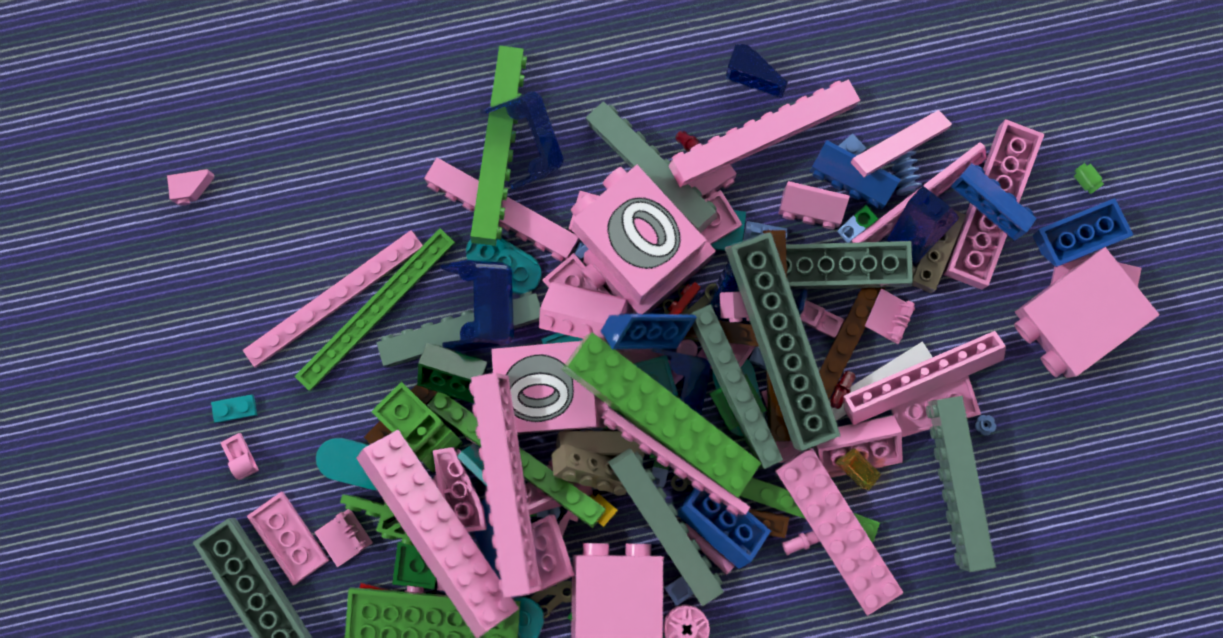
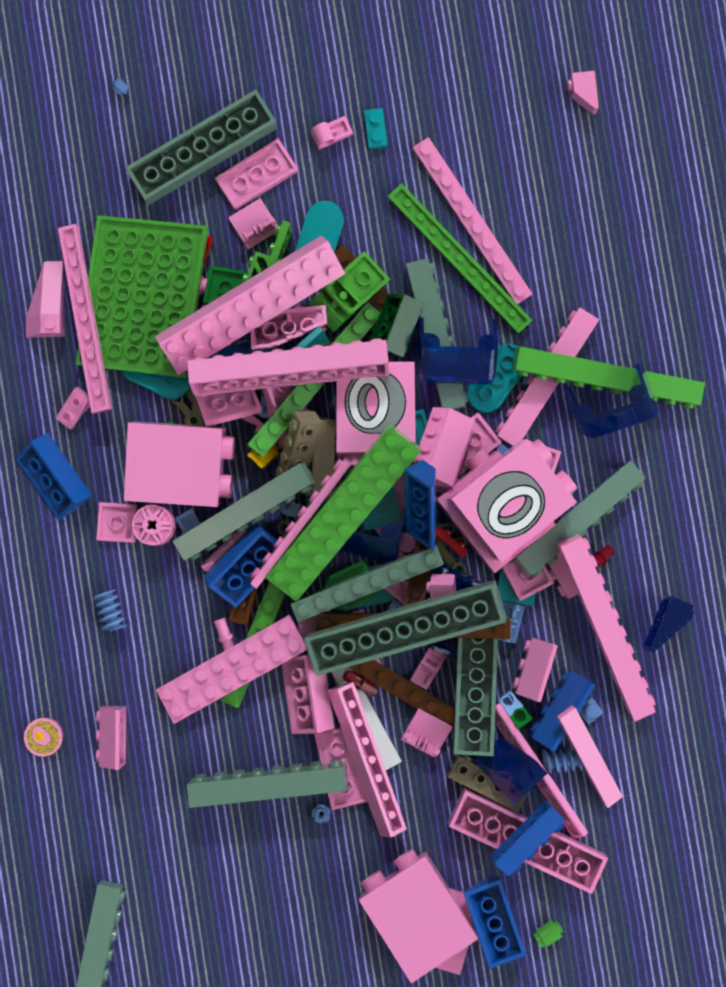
camera: 90 degrees right, 5 degrees up
(858, 469) = (286, 692): clear yellow slope -> none

